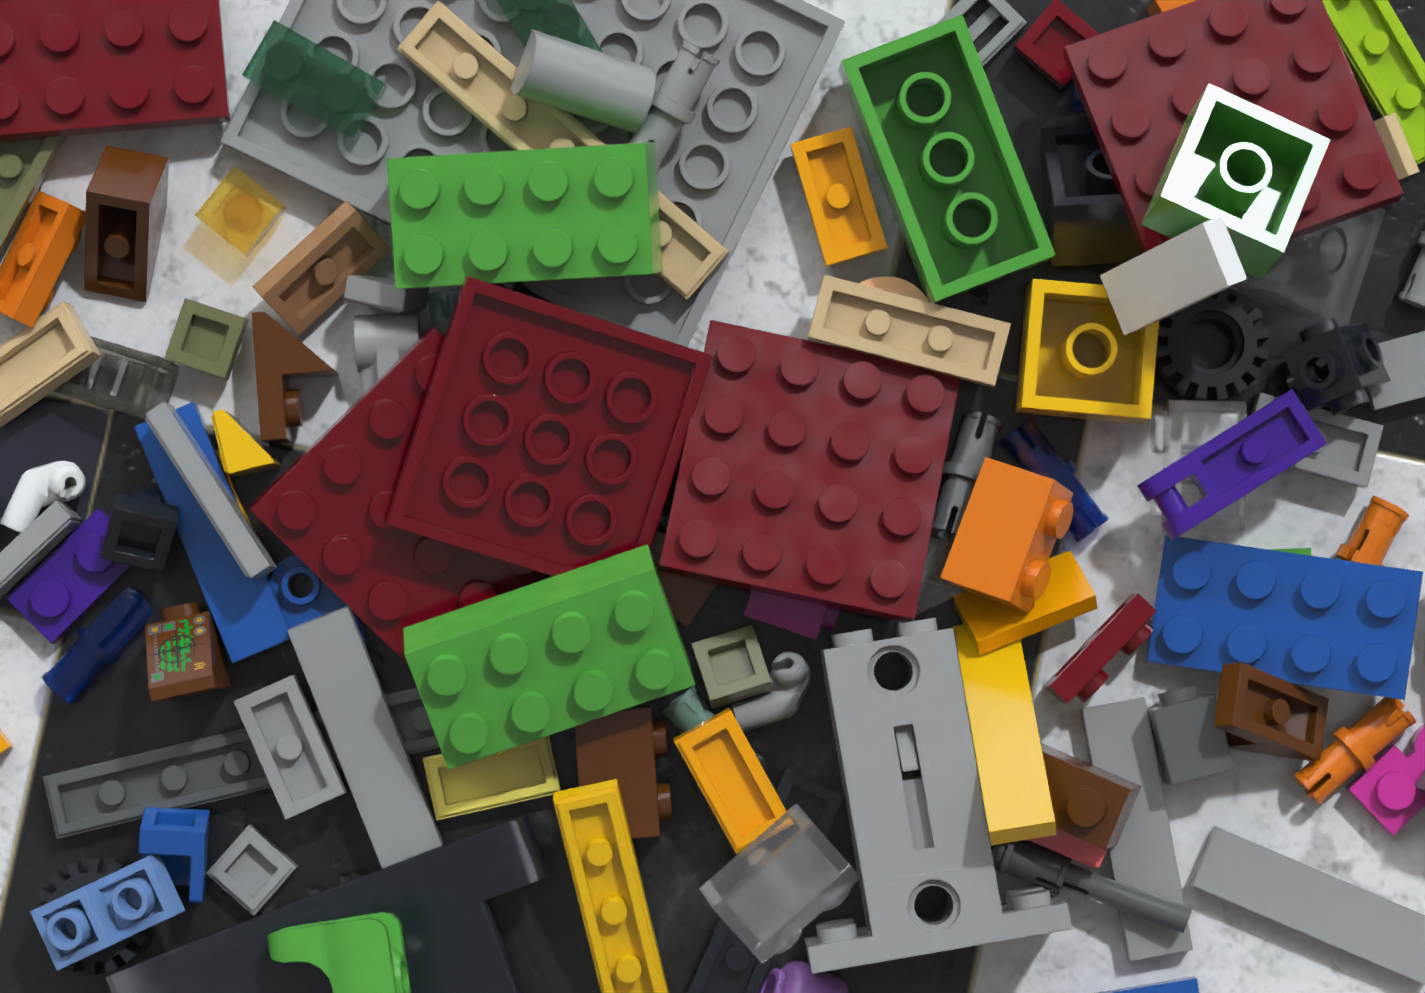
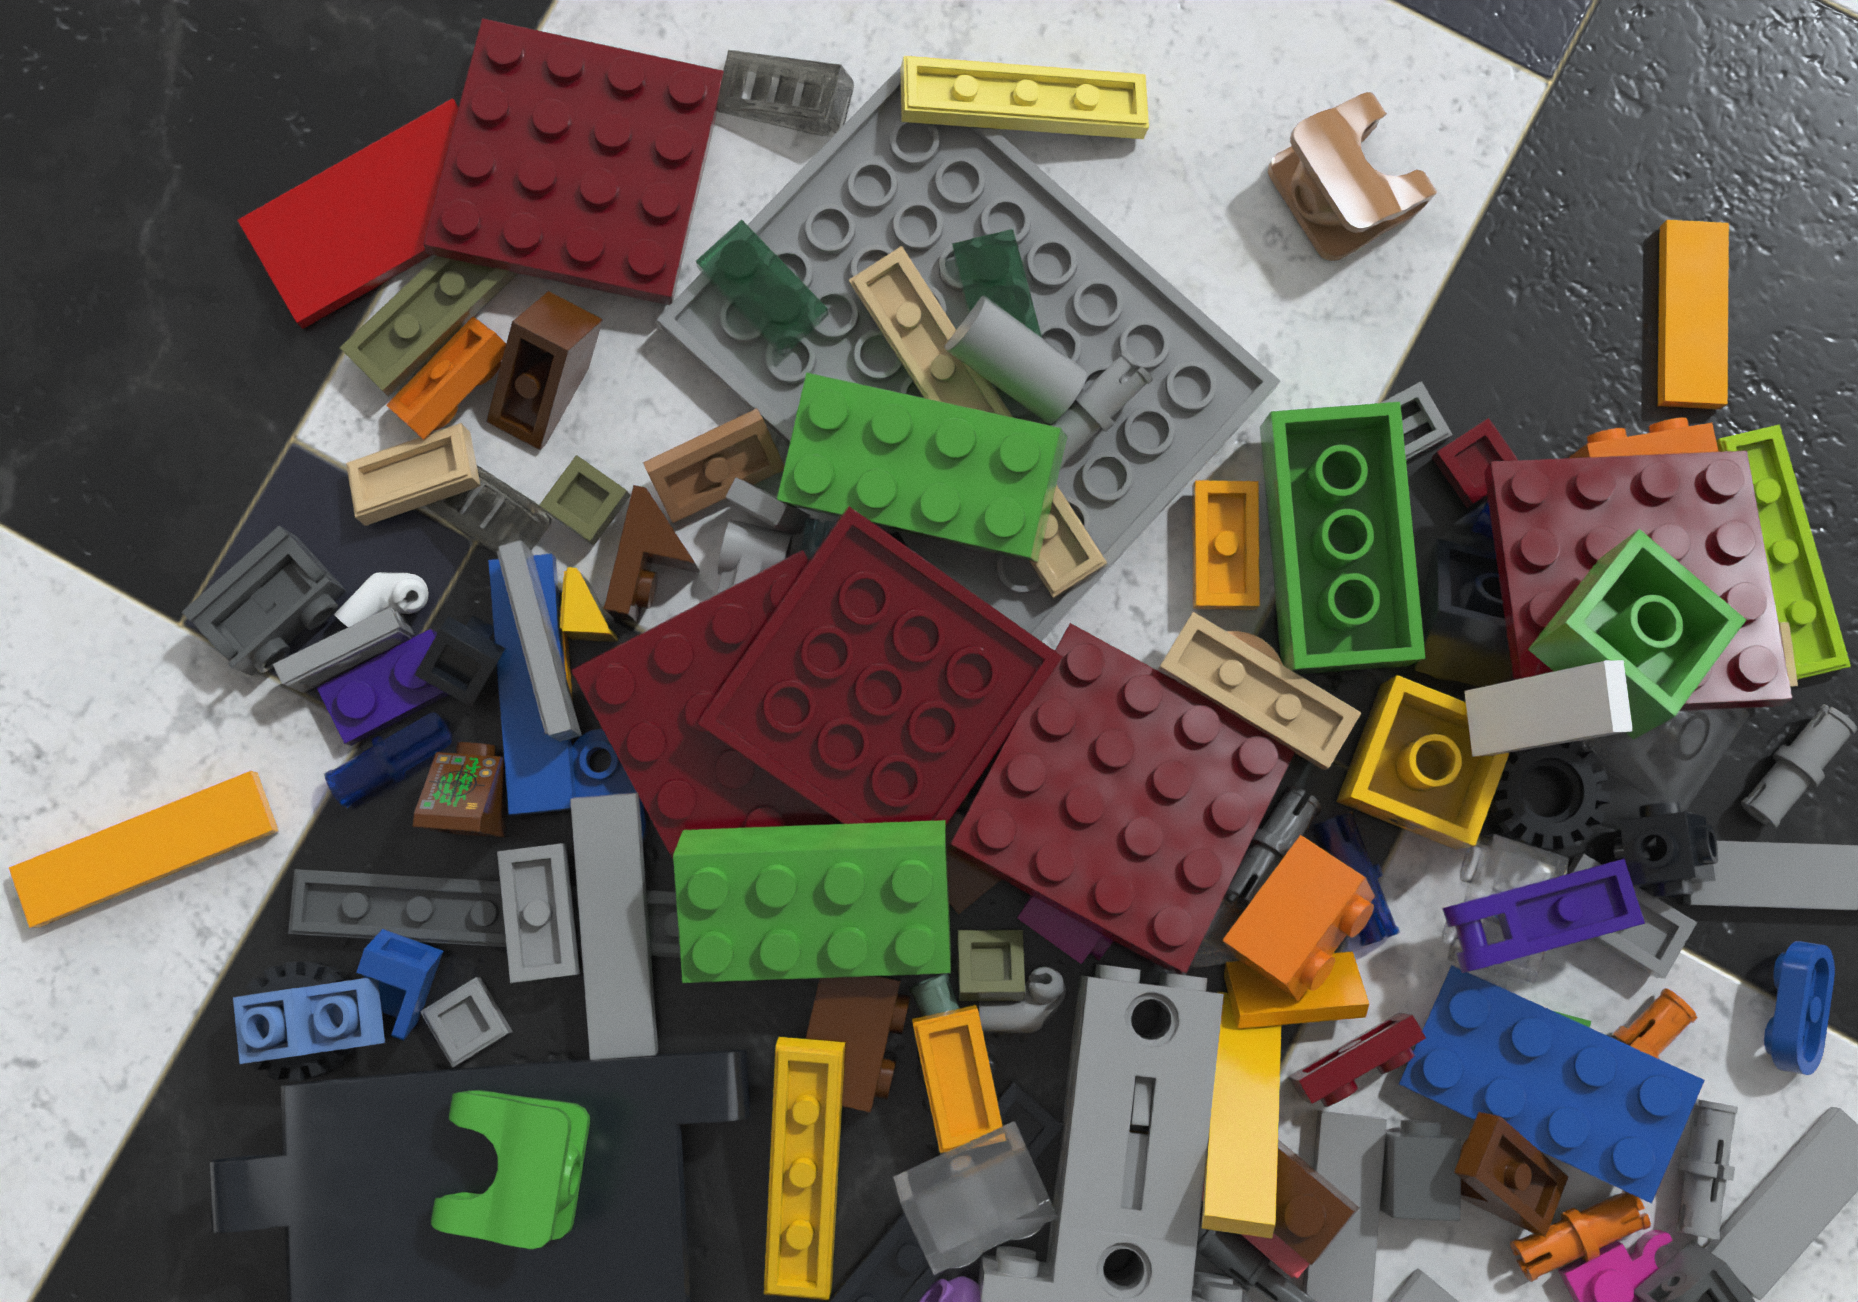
camera: 20 degrees right, 5 degrees down
(241, 211) = (655, 390): clear yellow plate -> none
(494, 780) = (725, 1006): light yellow tile -> none

